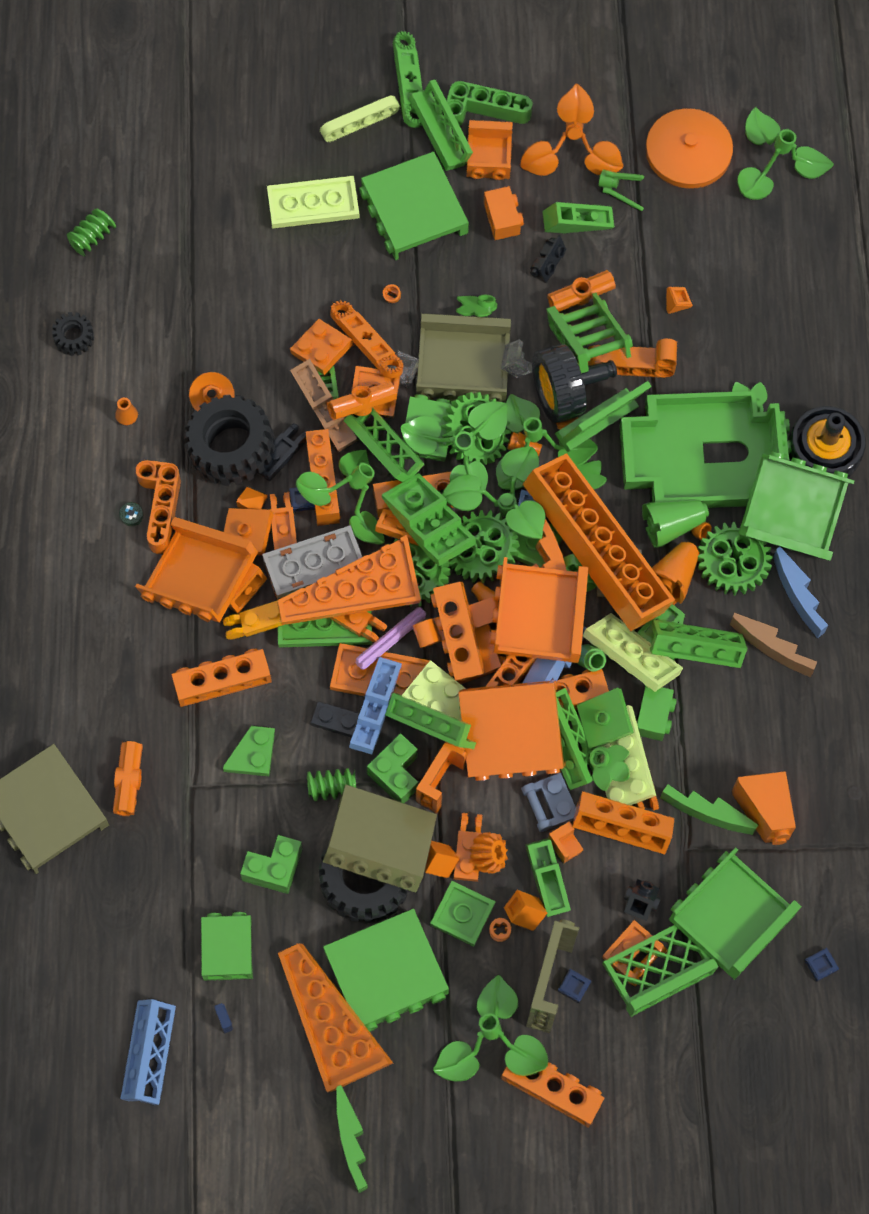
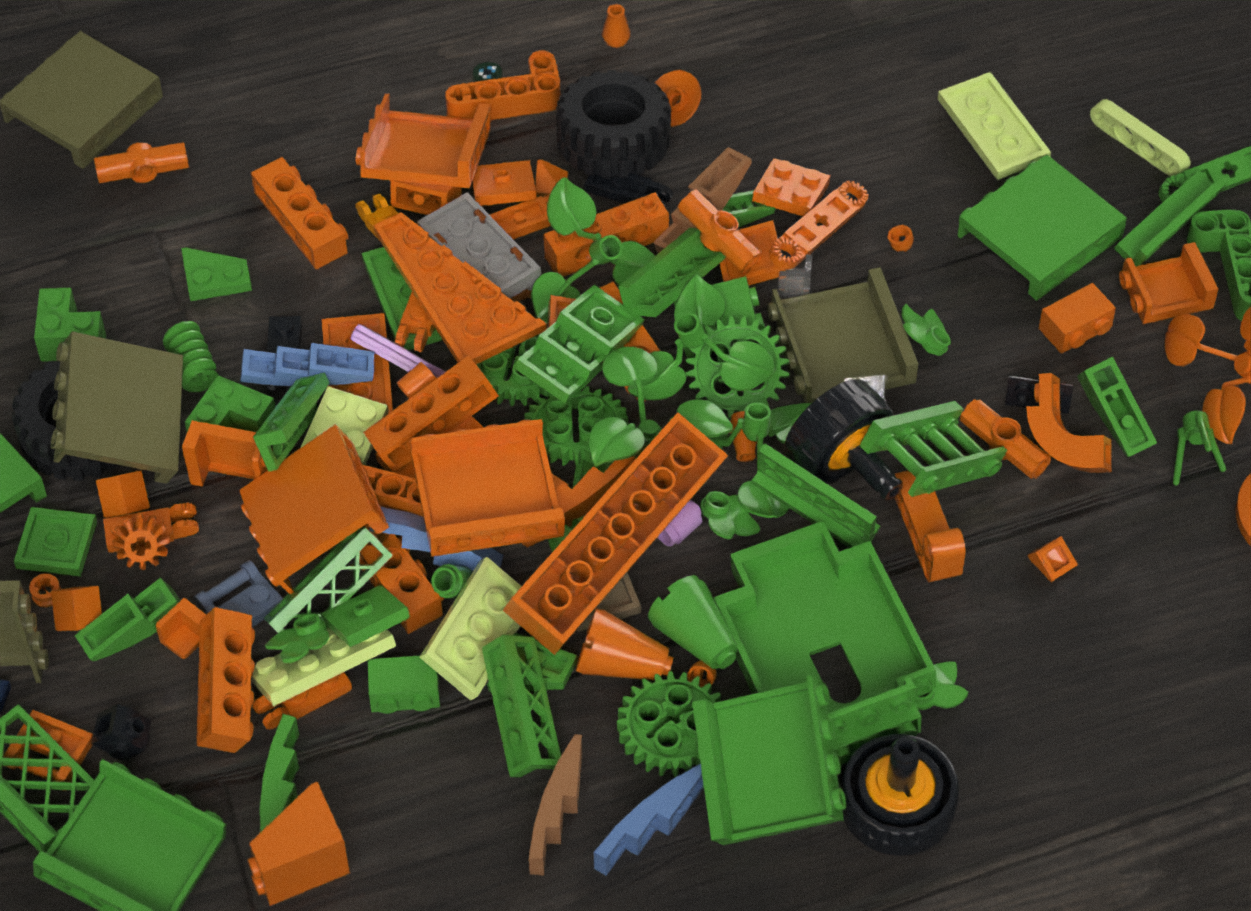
camera: 75 degrees right, 15 degrees down
(605, 256) = (1078, 452): none -> orange arch

